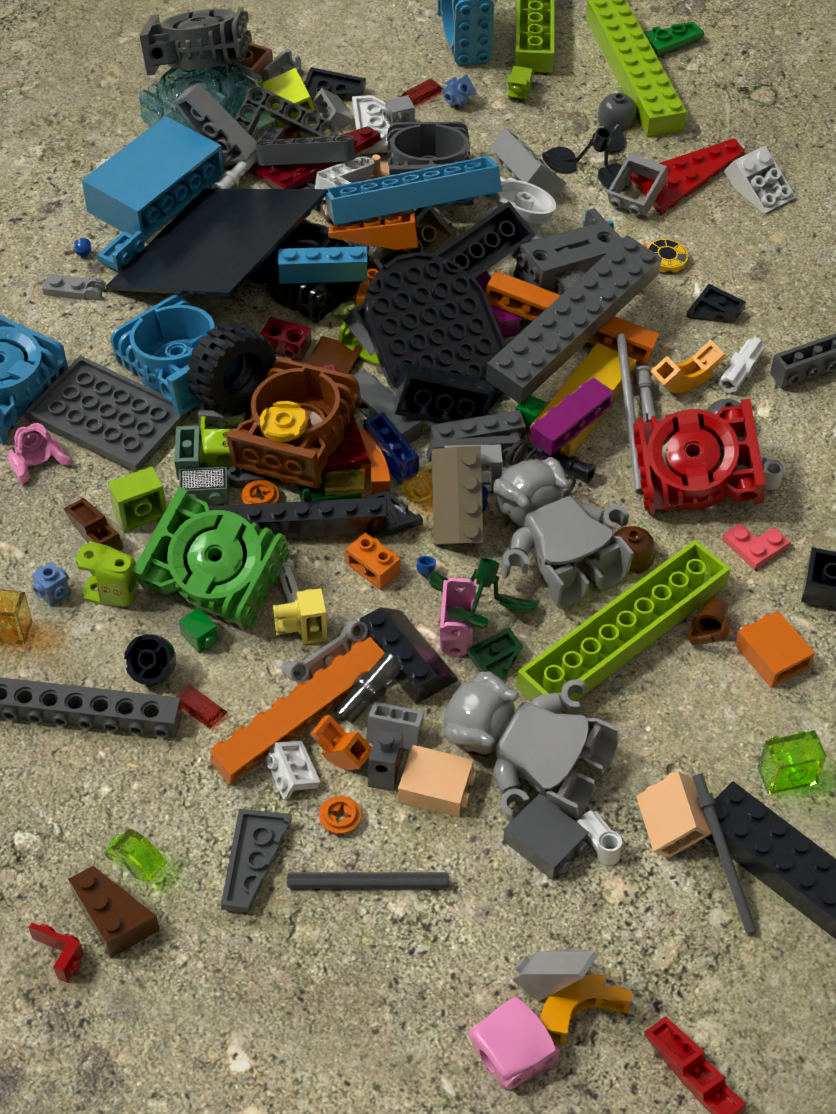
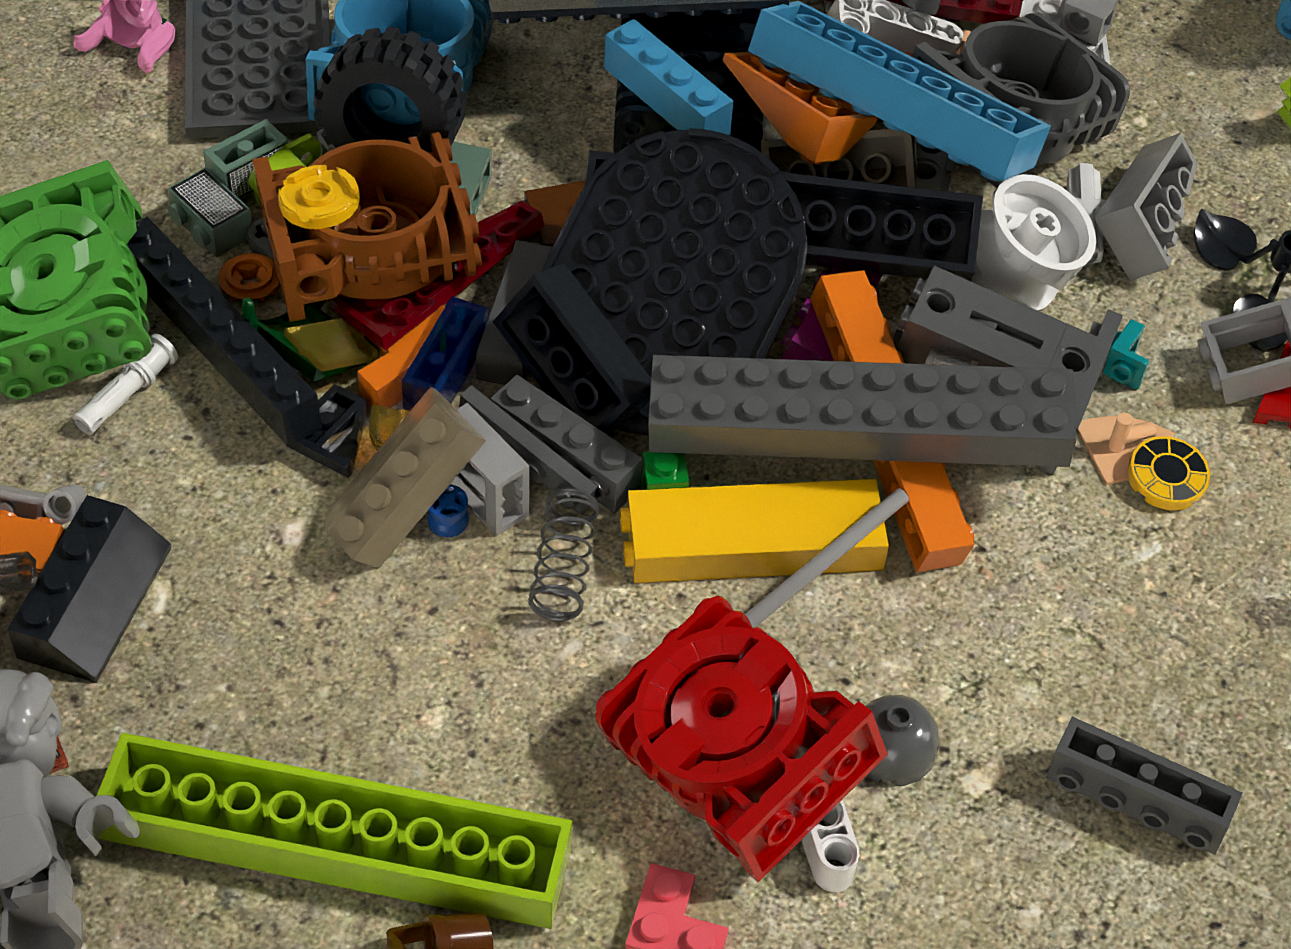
camera: 50 degrees right, 0 degrees up
(92, 524) = (52, 147): reddish brown slope -> none
(137, 498) = (127, 144): lime brick -> none
(287, 338) = (548, 145): dark red brick -> none
(303, 616) = (51, 436): light yellow brick -> none
(373, 560) = (227, 459): orange brick -> none
(423, 91) = (1177, 24): clear red tile -> none
(425, 565) = (270, 522): blue hinge -> none
(455, 635) = (177, 604): bright pink piece -> none
(458, 90) = (1224, 50): medium blue brick -> none
(485, 577) = (259, 579): dark green plant -> none
(496, 653) = (164, 700): dark green wing -> none
(560, 532) = (434, 636): light grey piece -> none
(571, 416) = (673, 522): magenta brick -> none
(571, 464) = (613, 586): black pin -> none
(642, 546) = (513, 758): reddish brown cylinder -> none
(645, 388) = (857, 595): light grey pin -> none
(691, 373) = (932, 631): light orange arch -> none
(716, 305) = (1127, 591): black wing -> none
(742, 365) = (1034, 694): white piece -> none

